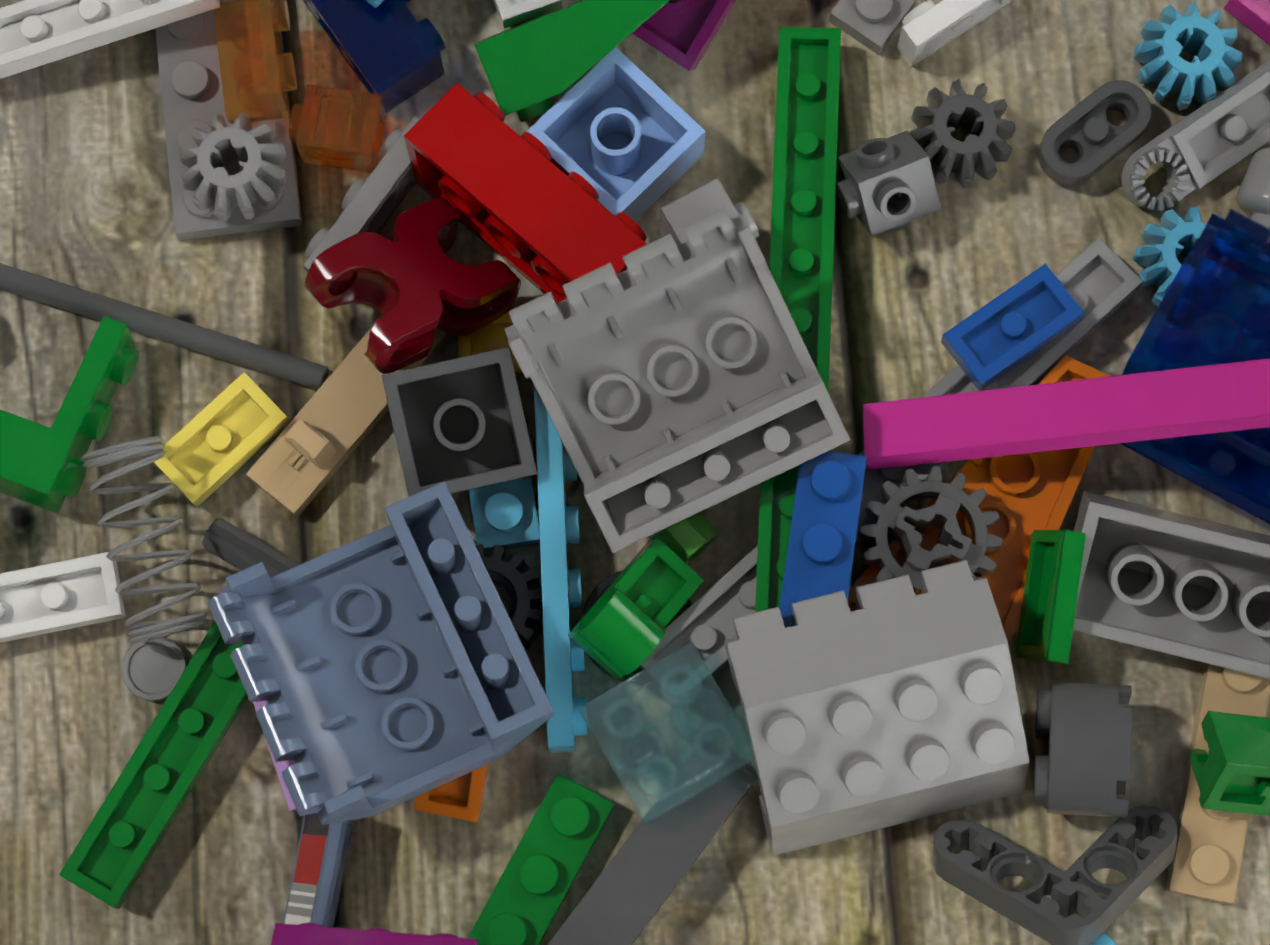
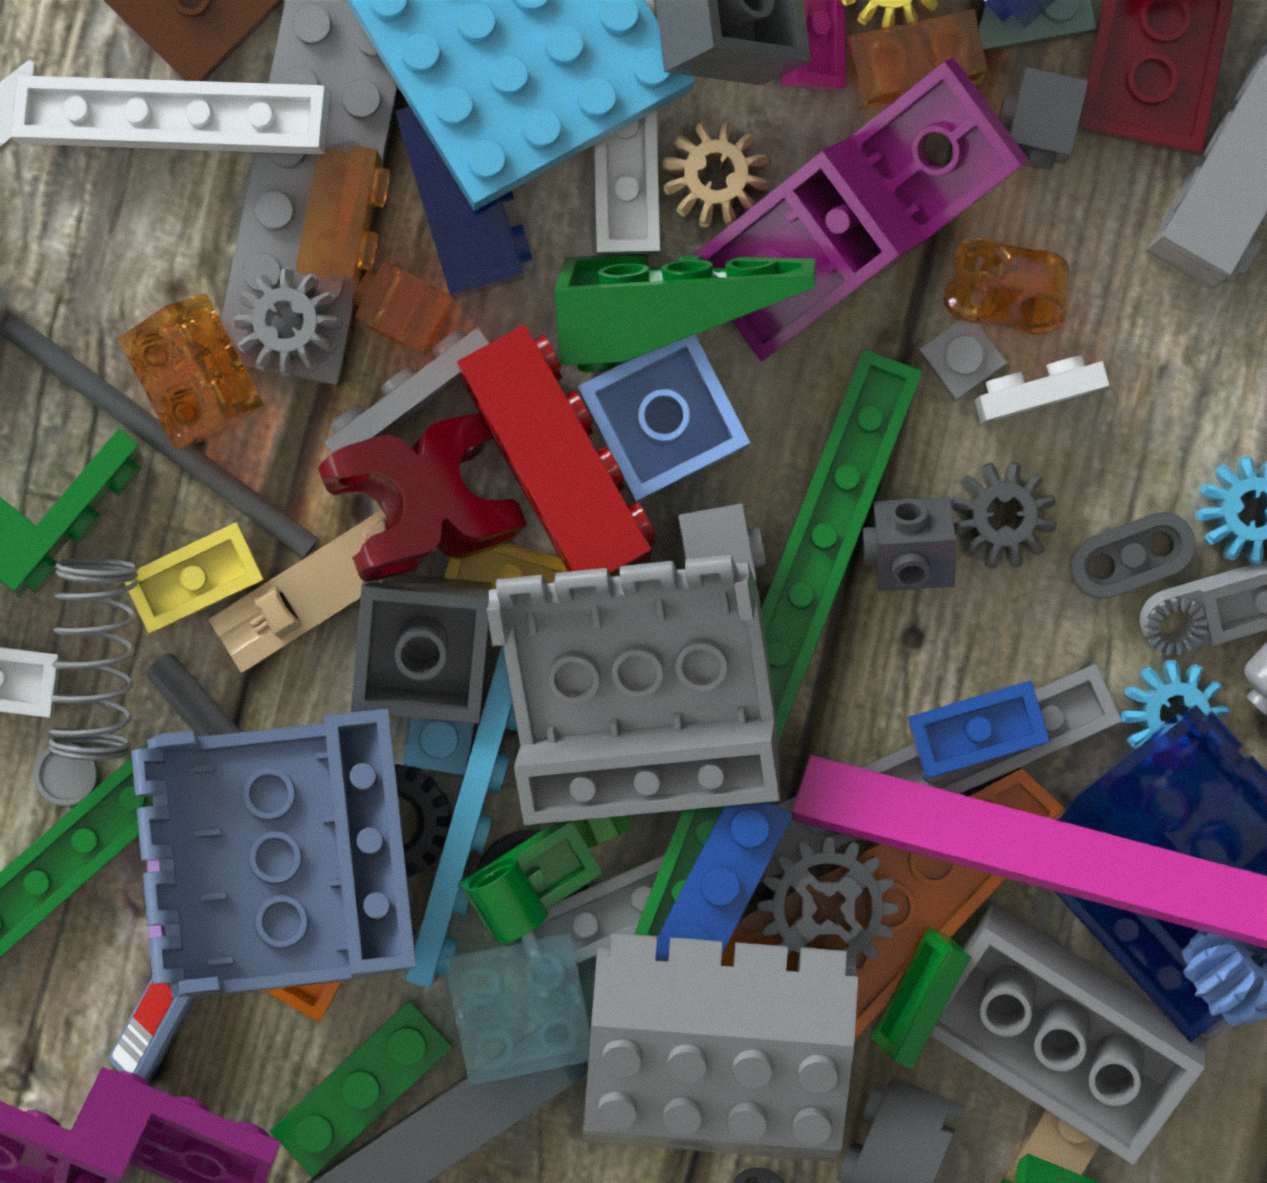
camera: 15 degrees right, 10 degrees up
(149, 234) = (190, 371): none -> clear orange brick

